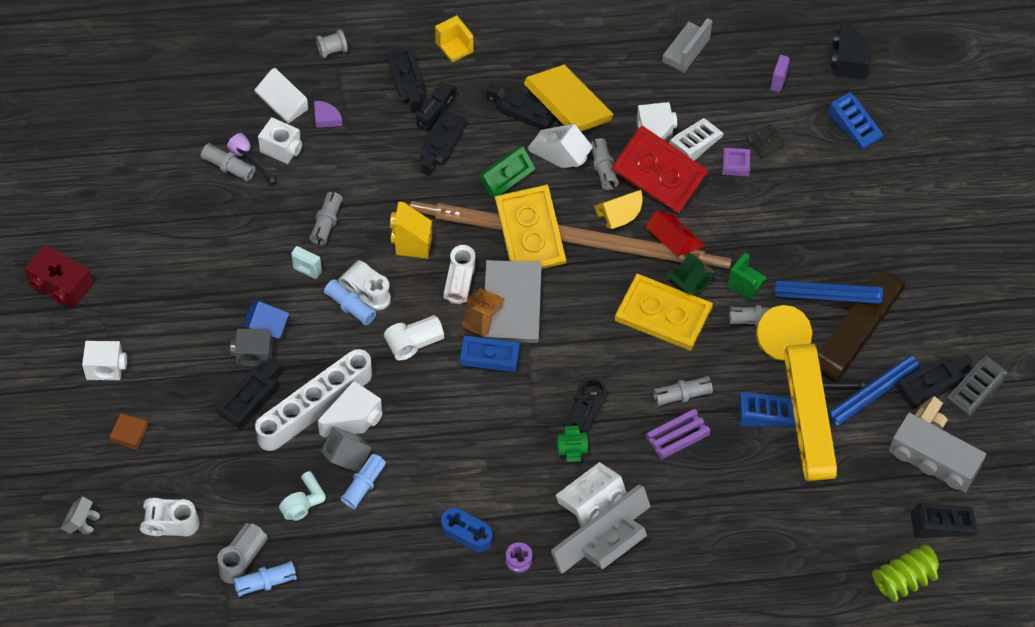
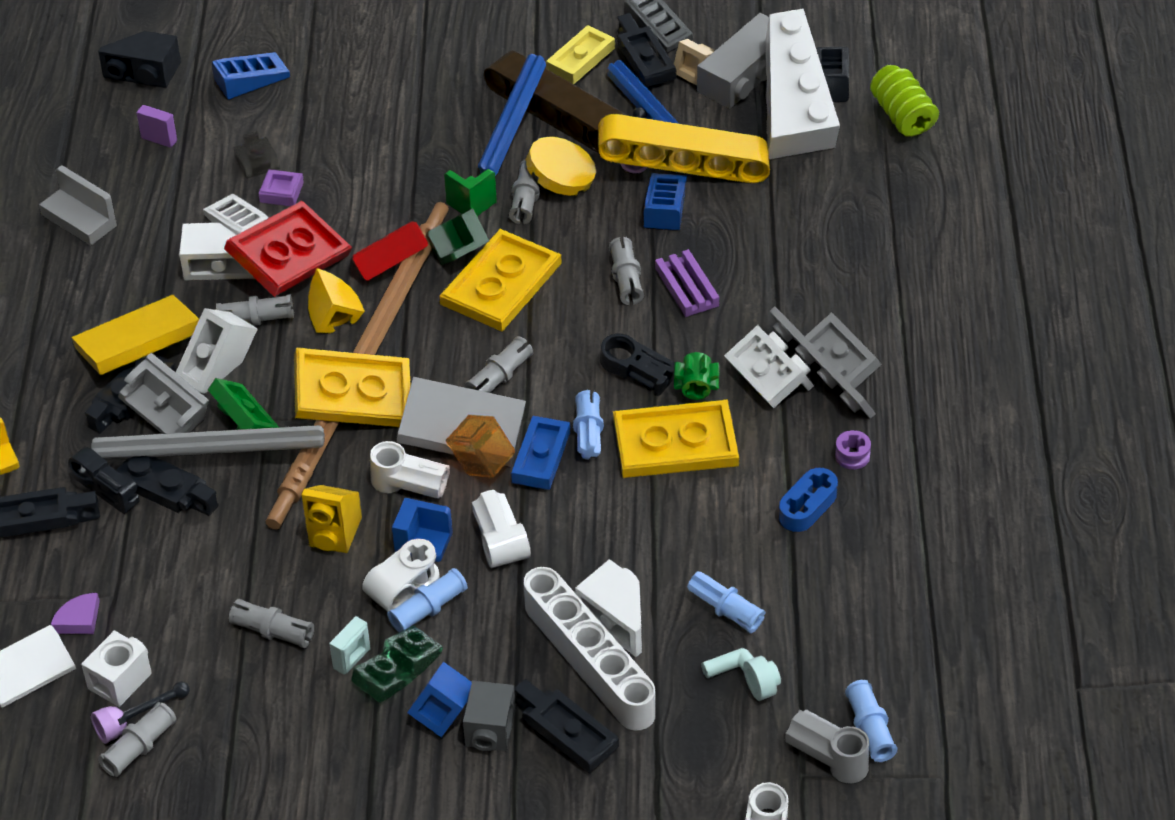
camera: 80 degrees left, 10 degrees down
(298, 294) = (400, 663): none -> clear green slope
(346, 449) = (673, 617): dark grey panel -> none
(409, 290) = (423, 521): none -> blue panel
(467, 155) = (209, 442): none -> light grey axle
(506, 123) = (163, 397): none -> light grey hinge
(518, 440) = (675, 438): none -> yellow tile
(519, 381) = (588, 424): none -> light blue axle
(568, 319) = (500, 367): none -> light grey pin
(894, 483) = (797, 93): none -> white wedge
(921, 335) = (580, 54): none -> light yellow plate

